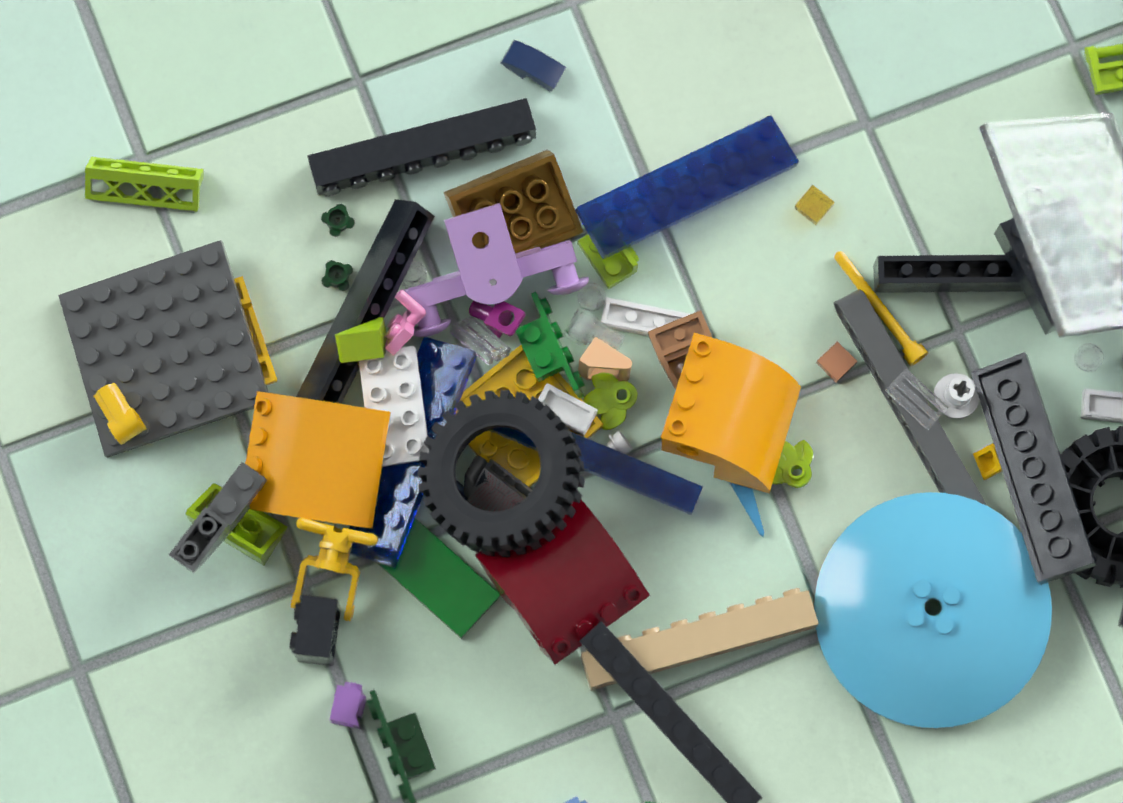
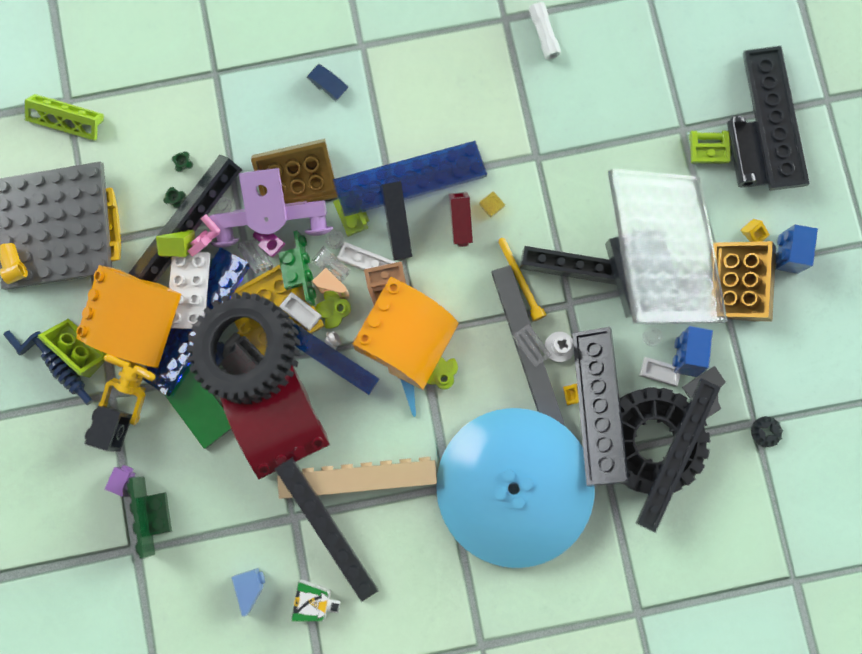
camera: 15 degrees right, 5 degrees up
(219, 518) = (54, 346): dark grey slope -> none
(223, 558) = (56, 365): none -> dark blue piece
(422, 147) = (244, 123): black brick -> none
(681, 250) = (396, 220): none -> black slope
(774, 232) = (460, 218): none -> dark red slope
(836, 361) = (485, 310): nougat tile -> none

